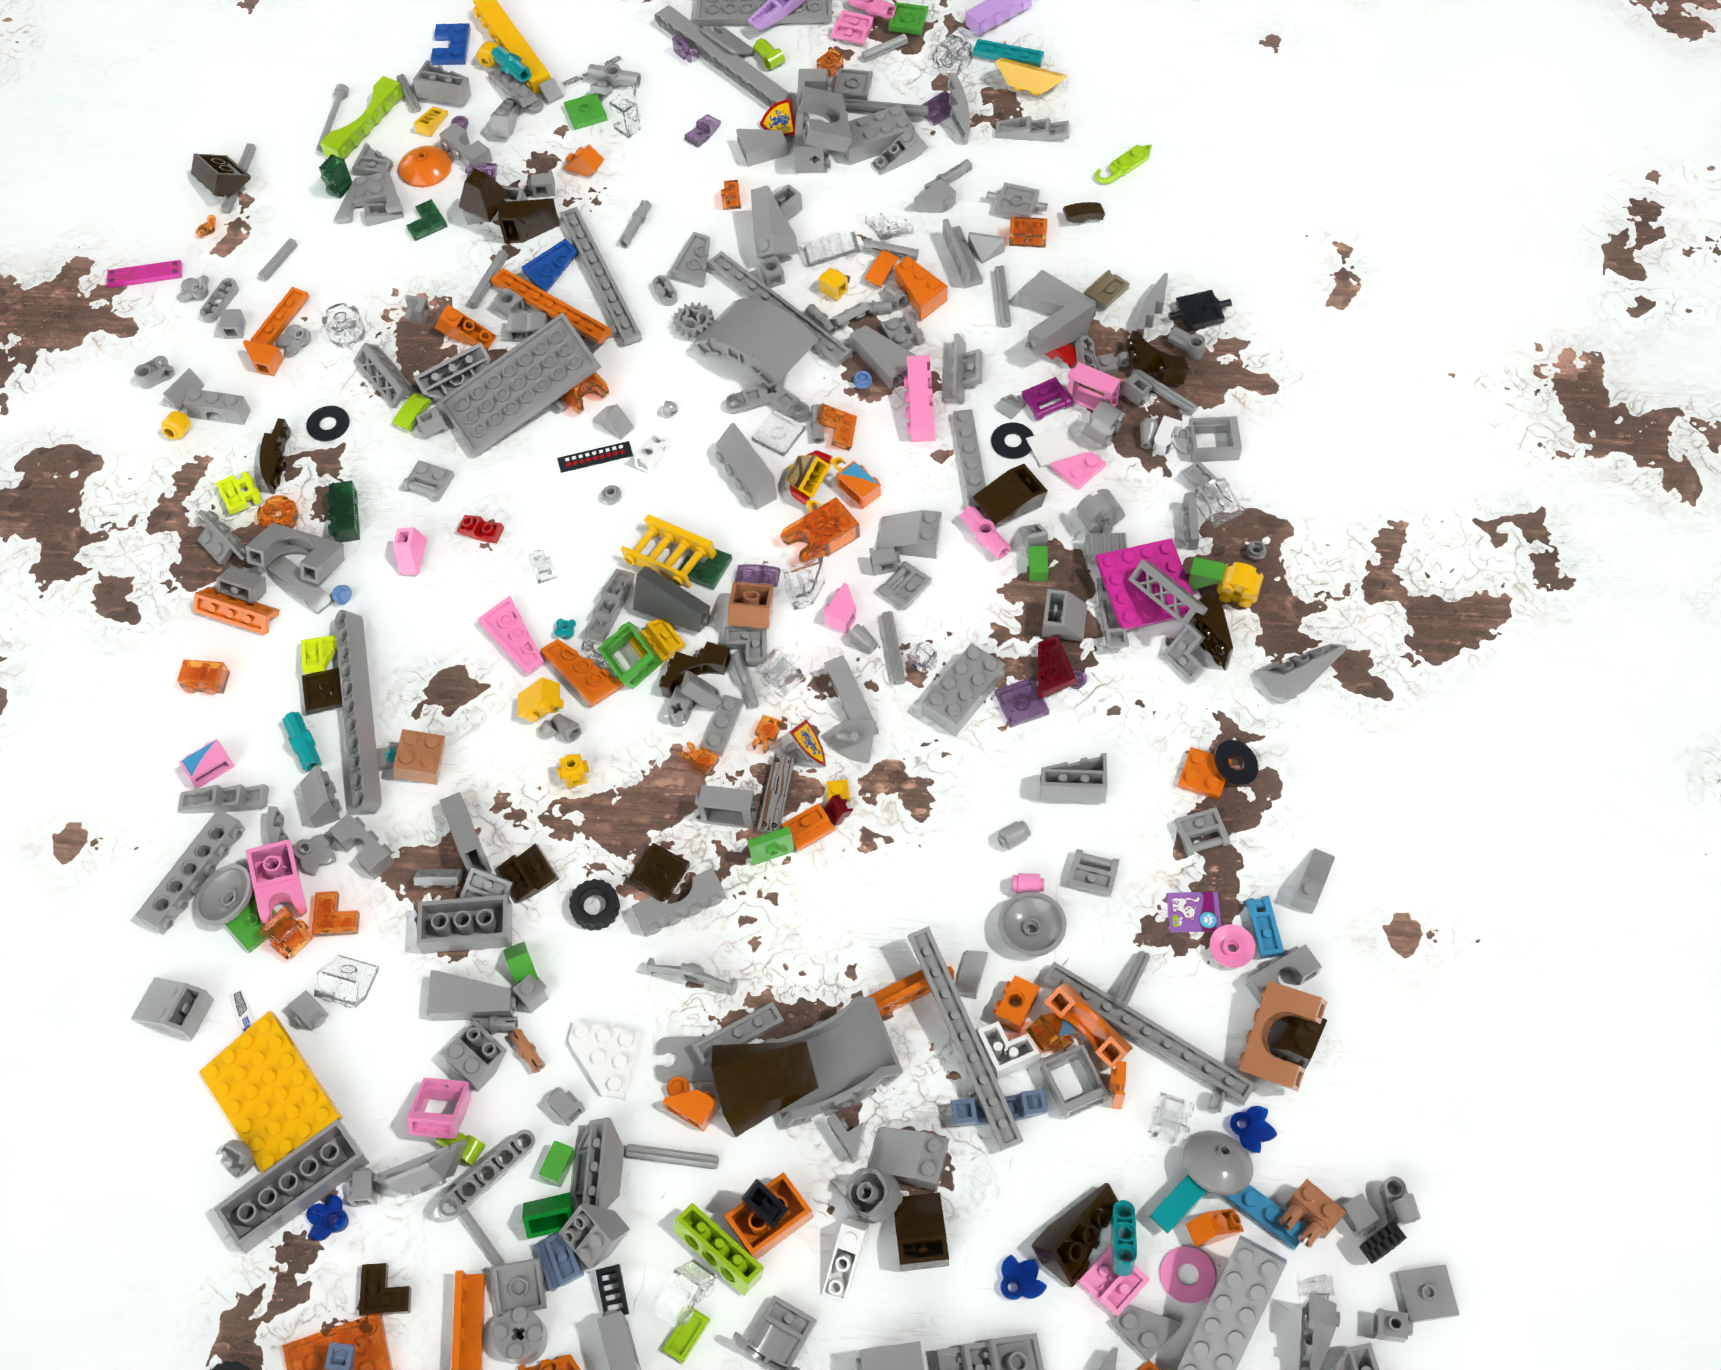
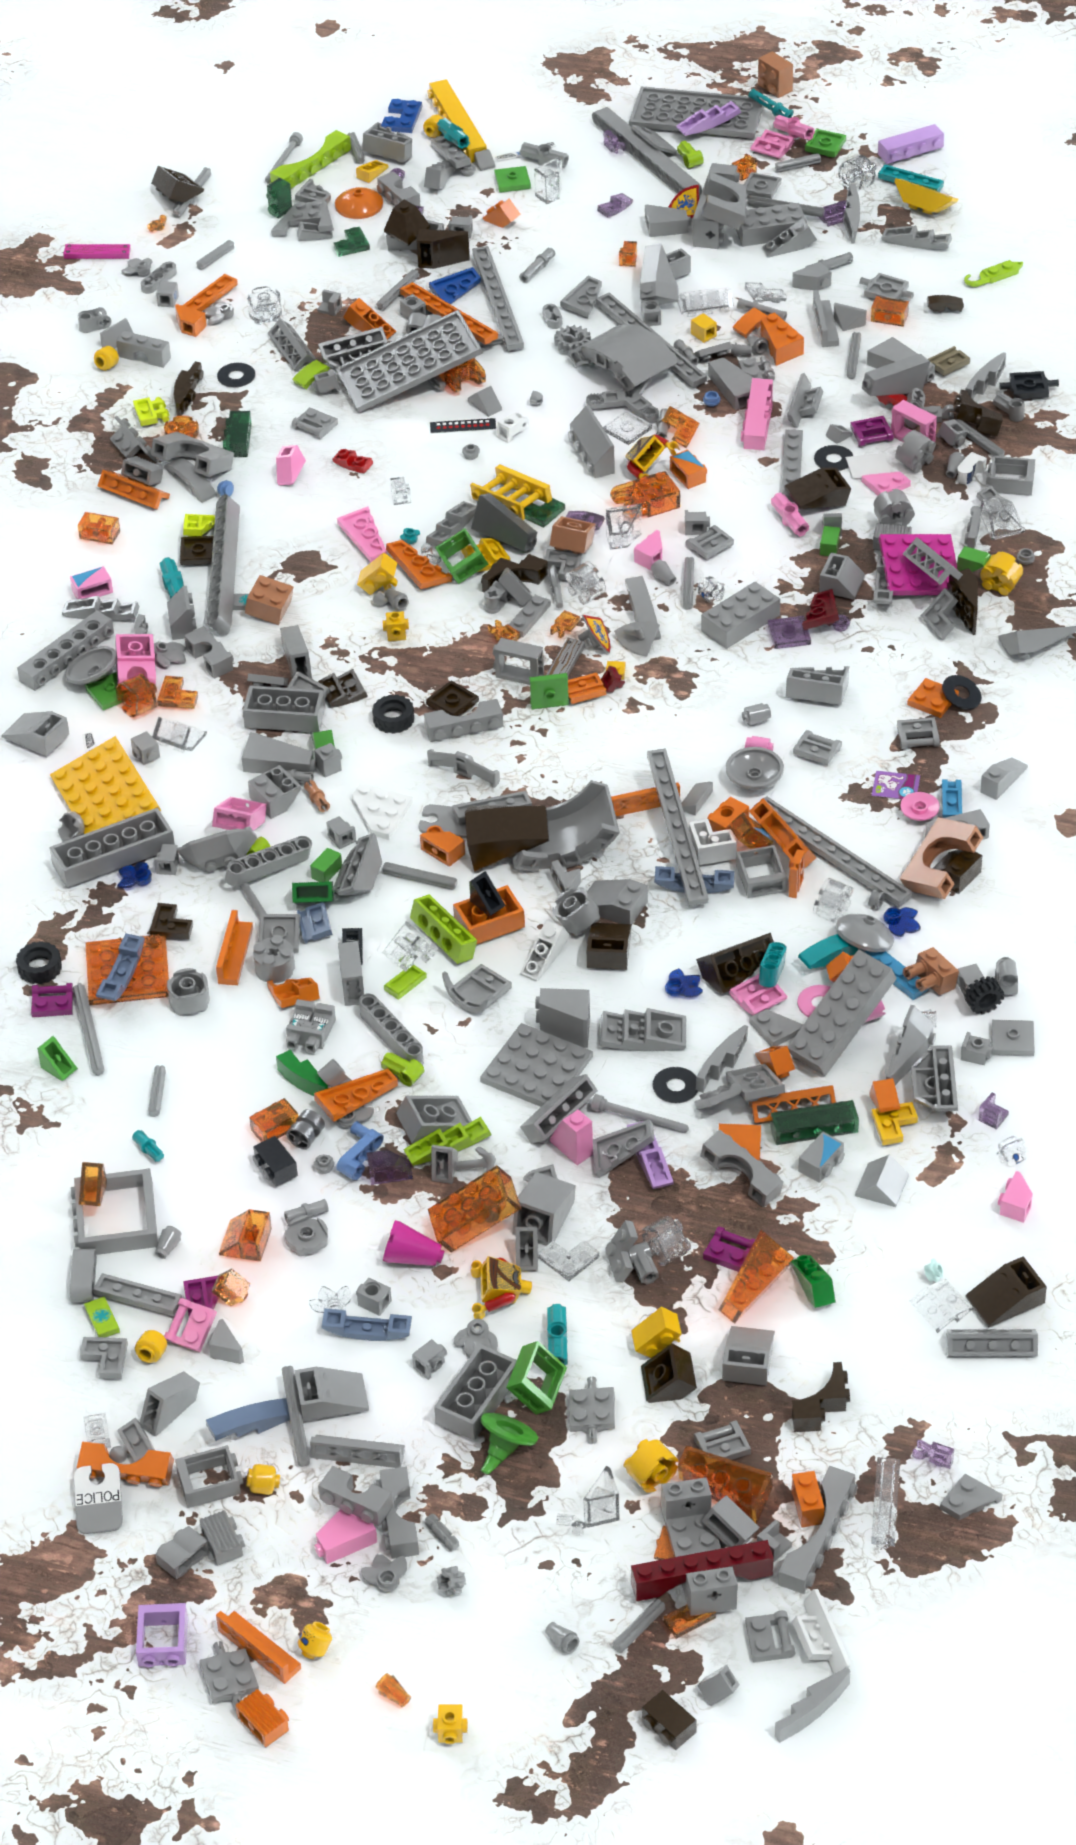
camera: 10 degrees right, 15 degrees down
(594, 1233) = (346, 901): light grey slope -> none
(601, 87) = (530, 162): light grey plate -> none
(911, 533) = (728, 507): light grey slope -> none
(1132, 979) = (829, 815): light grey axle -> none

